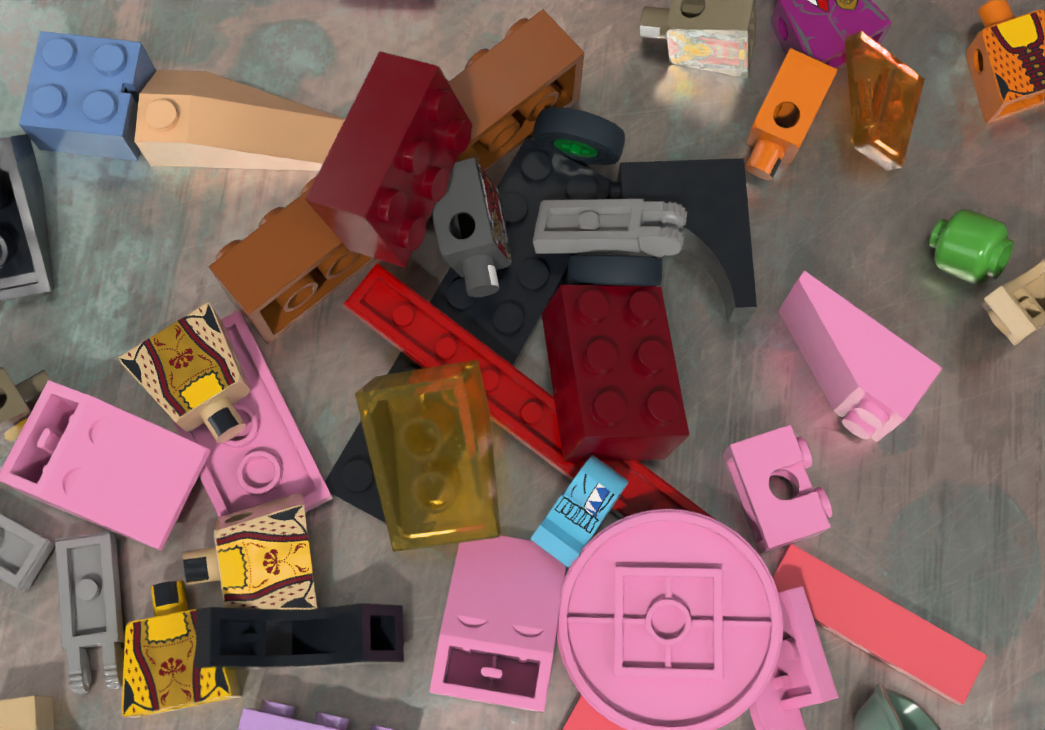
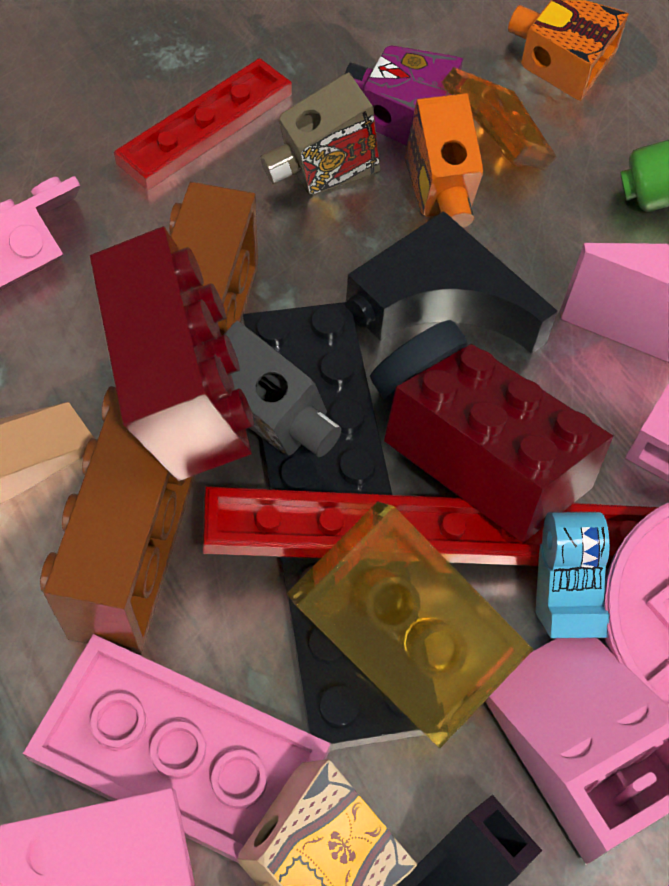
camera: 40 degrees left, 15 degrees down
(193, 373) = (96, 724): torso -> none
(579, 136) = (293, 276): black bush -> none
(609, 227) = (387, 323): light grey hinge -> none

